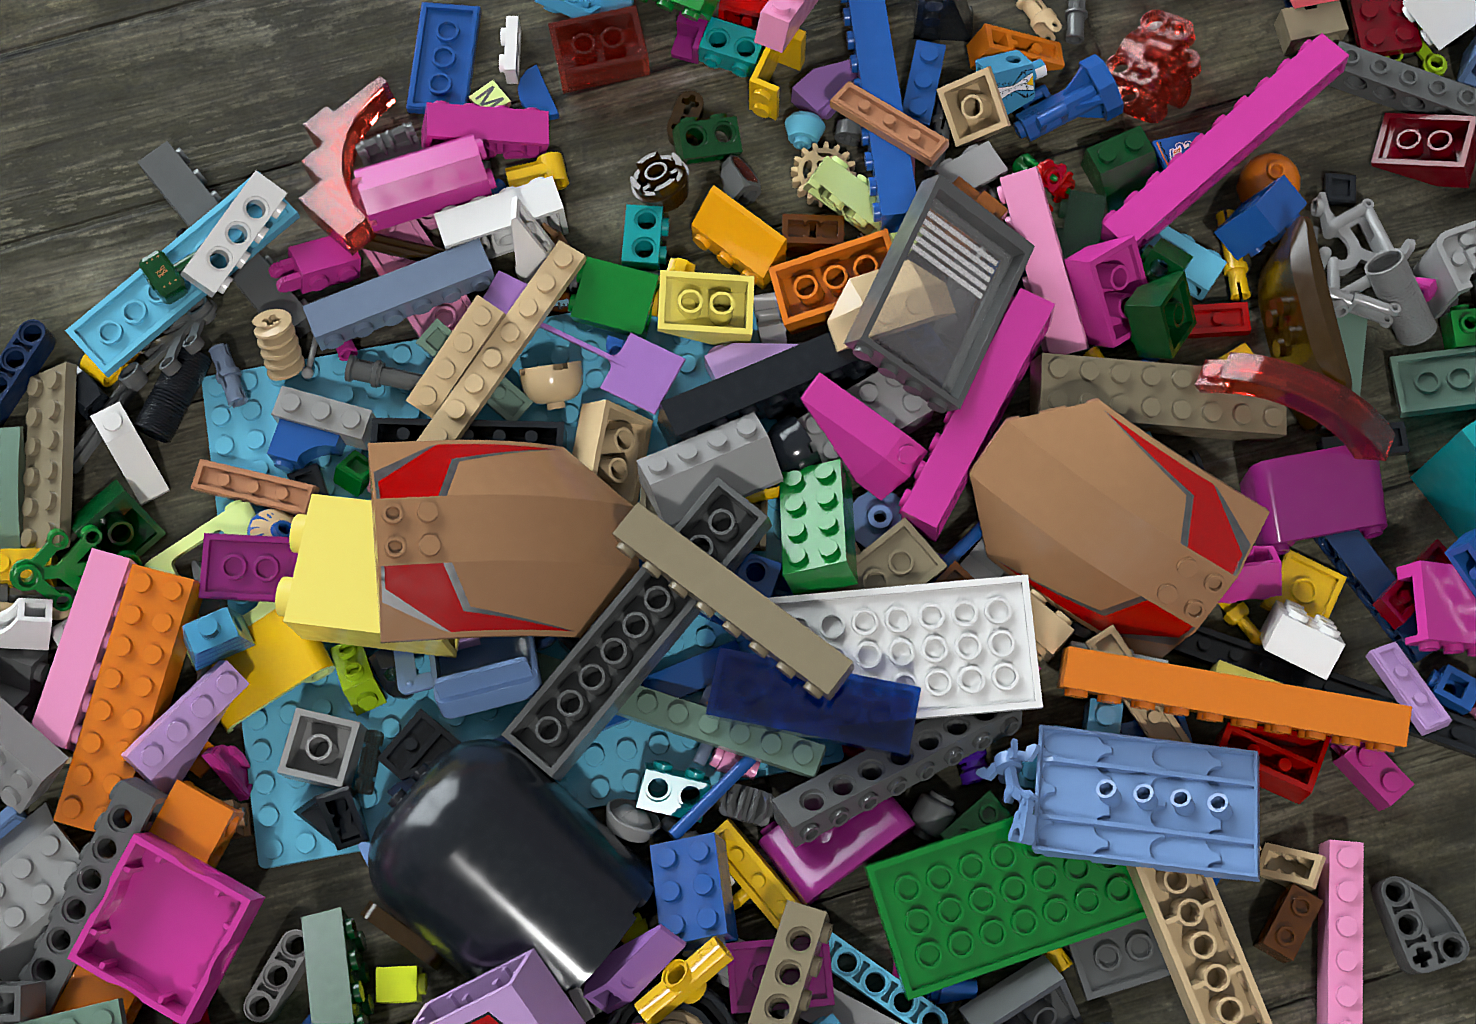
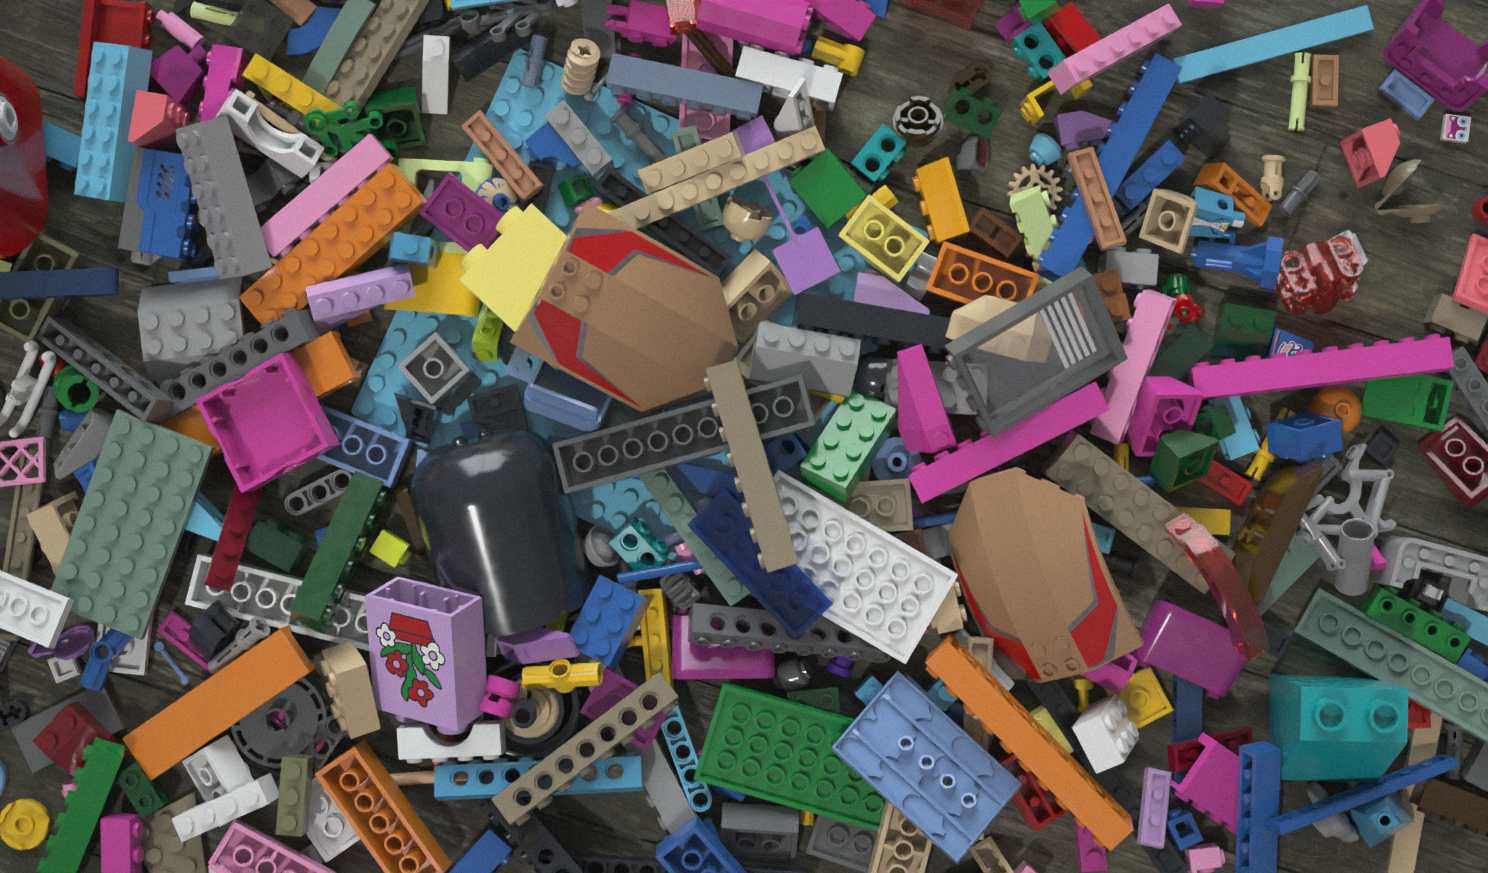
camera: 35 degrees right, 15 degrees up
(231, 767) = (371, 337): dark pink tile -> none
(299, 889) = (366, 448): none -> medium blue brick
(1007, 765) = (858, 682): medium blue piece -> none
(1330, 125) = (1408, 401): none -> green slope

